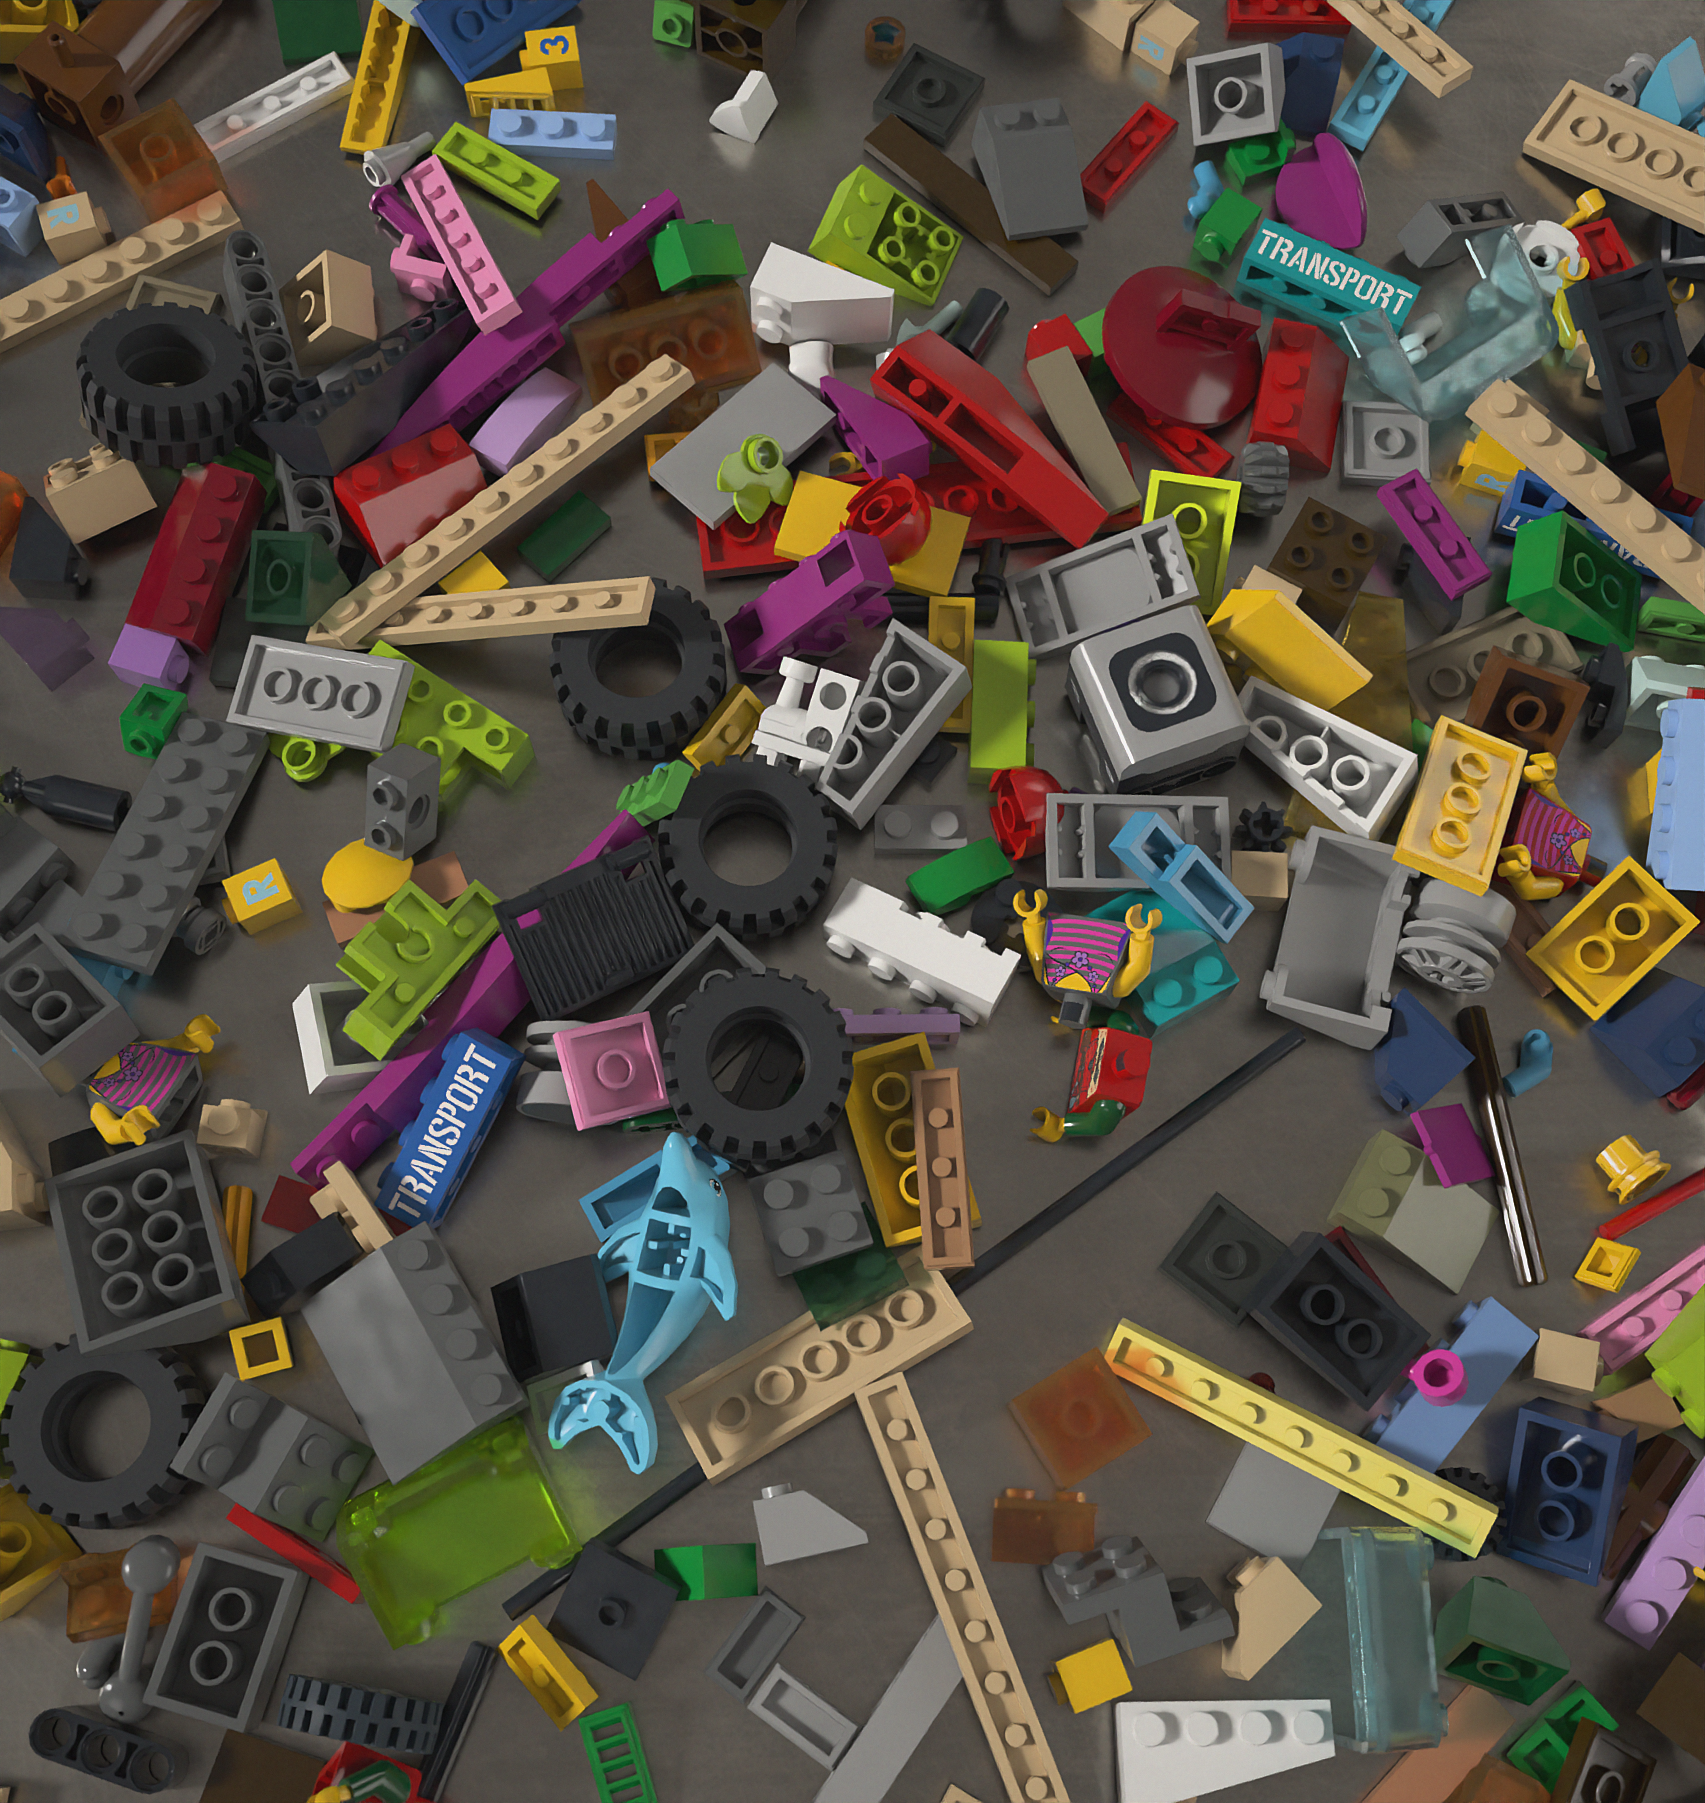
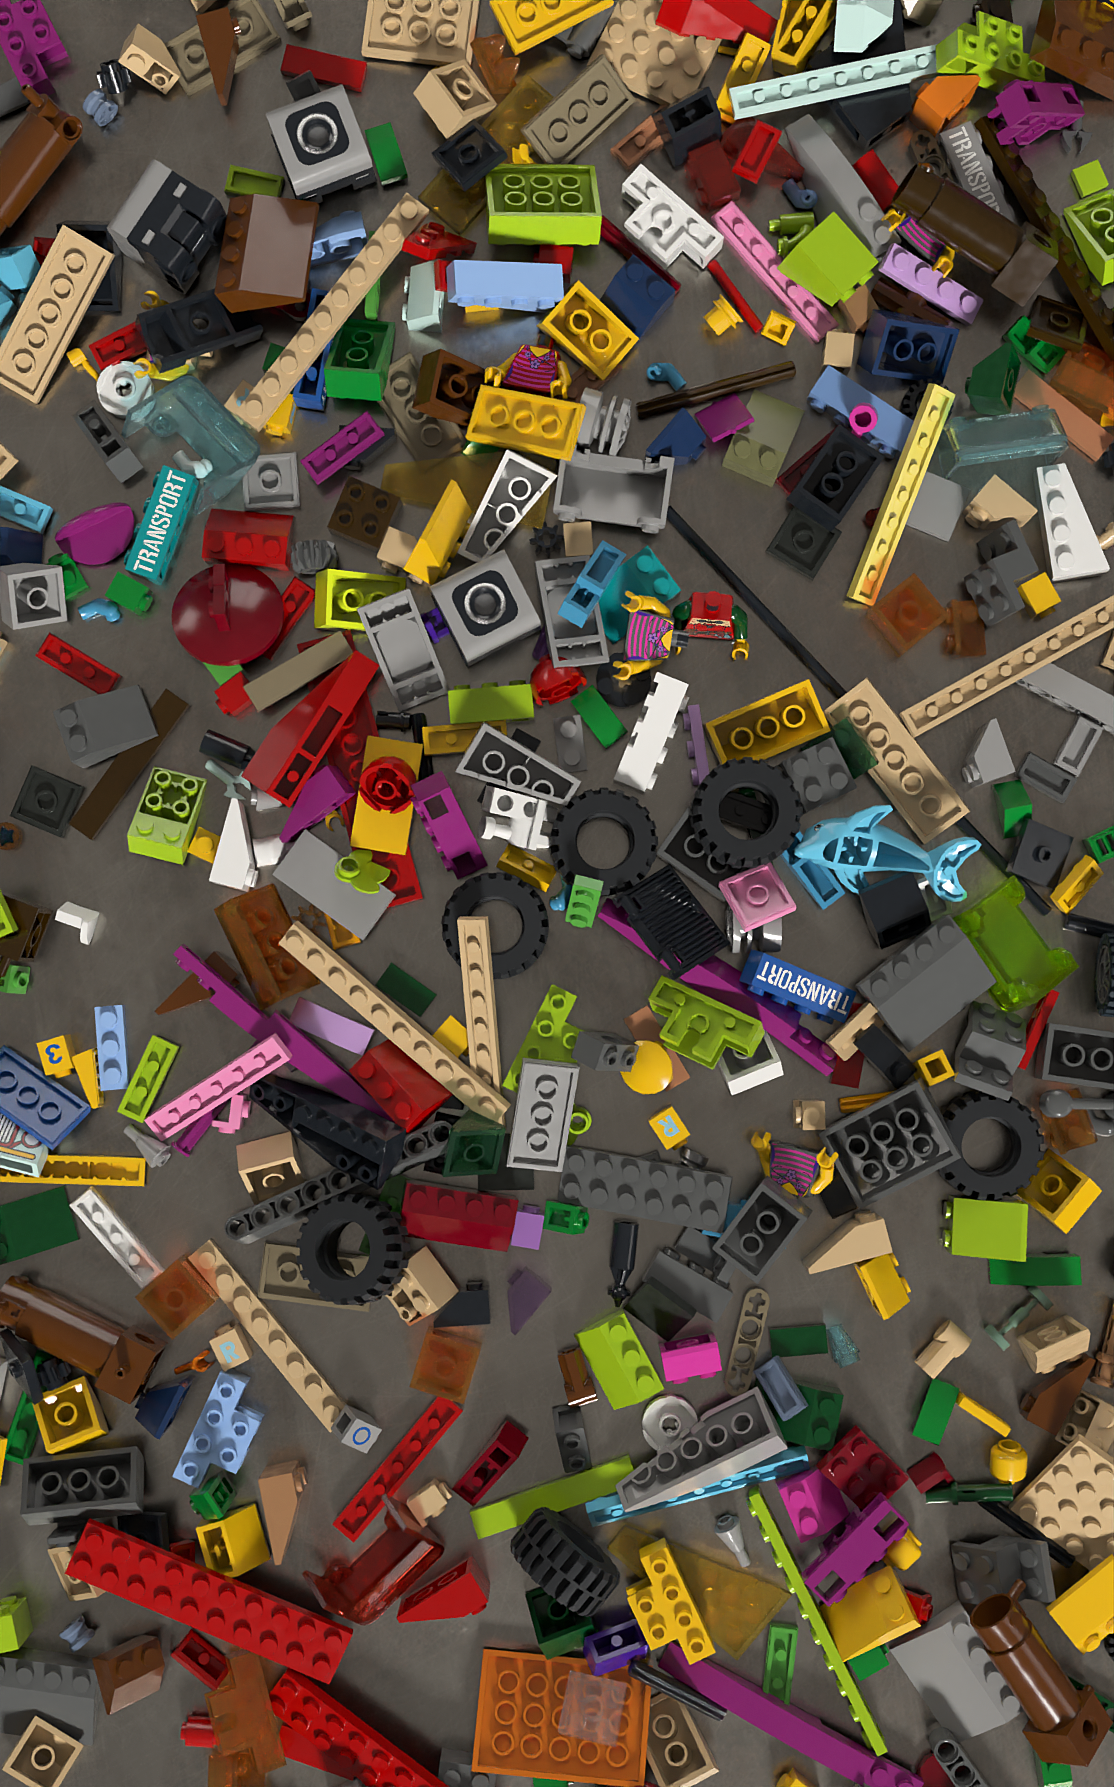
camera: 90 degrees left, 15 degrees up
(695, 255) = (206, 933): green brick -> none
(942, 1169) = (785, 703): medium nougat tile -> none
(1610, 692) = (420, 337): black slope -> none

